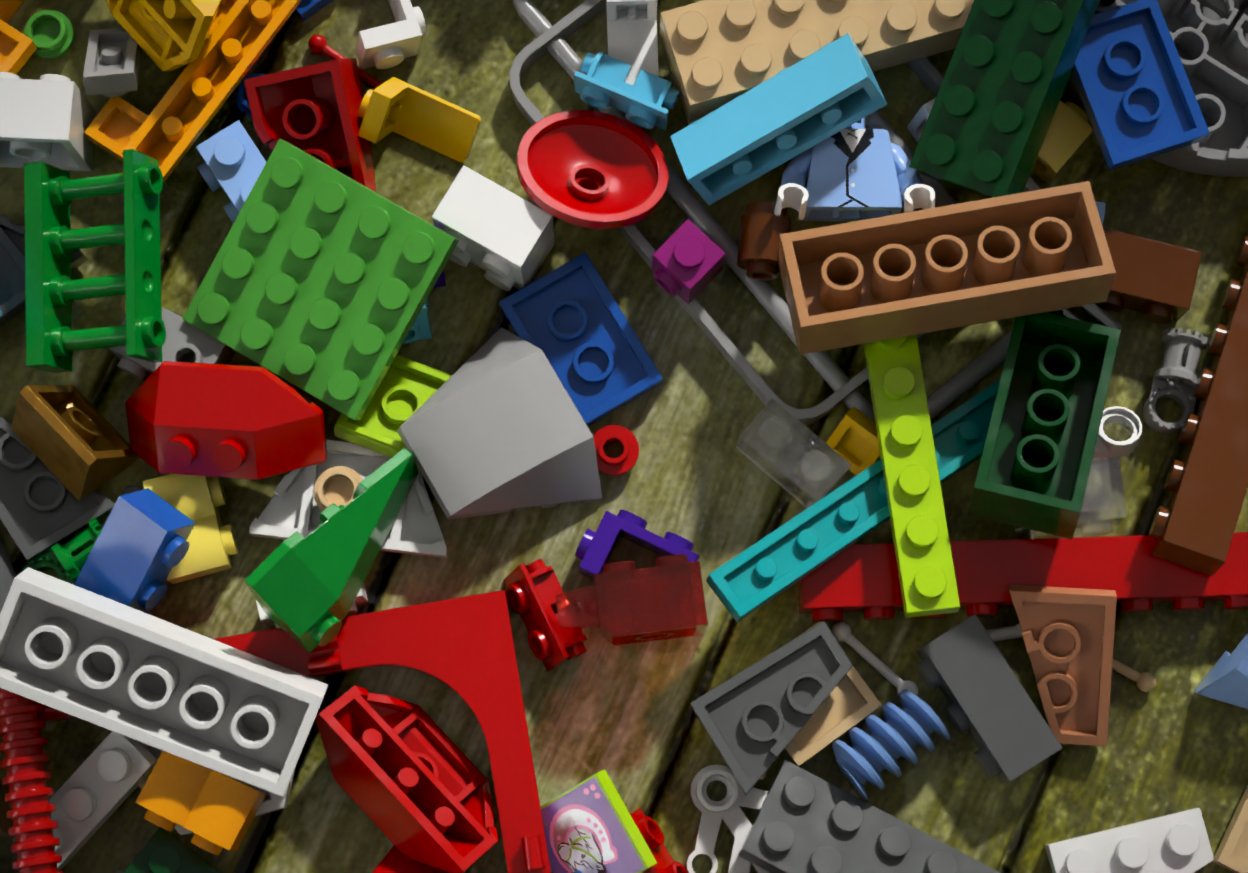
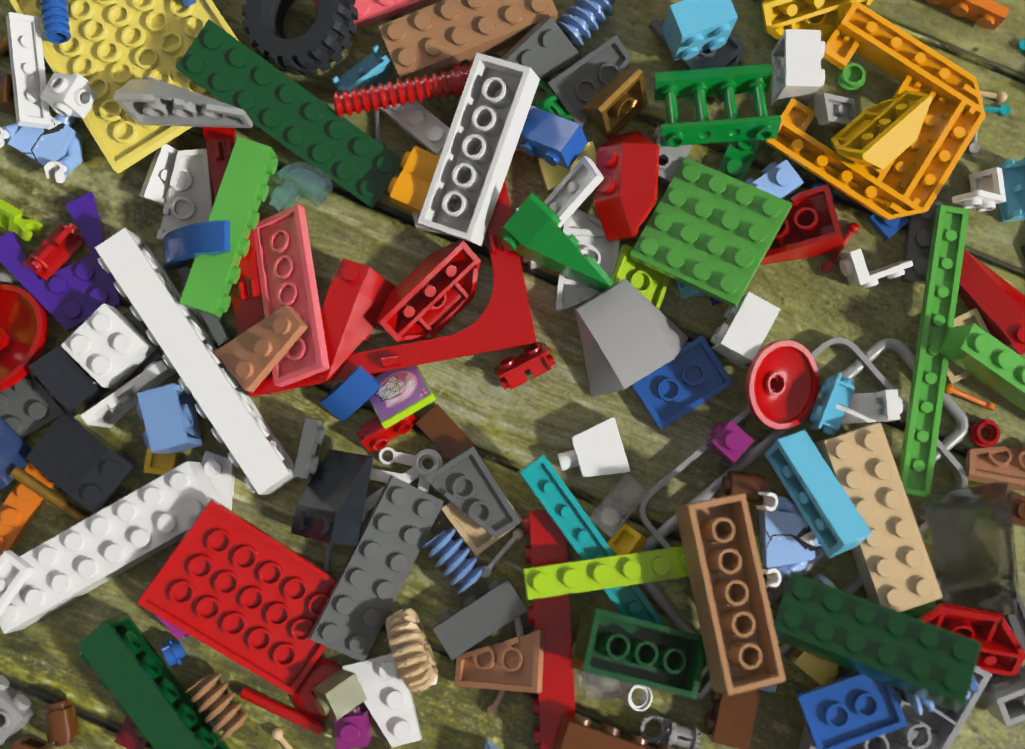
camera: 90 degrees right, 5 degrees up
(190, 232) = (738, 158): none -> green plate
(231, 513) = (574, 189): none -> white plate
(336, 486) = (592, 246): tan plate -> none
(418, 117) = (811, 285): yellow bracket -> none
(598, 546) = (562, 394): dark purple bracket -> none
(623, 463) = (612, 409): red plate -> none
(640, 602) = (529, 416): clear red hinge -> none
(664, 758) = (444, 433): none -> reddish brown tile
(699, 489) = (596, 451): none -> white torso
(1046, 818) = (411, 650): none -> tan gear

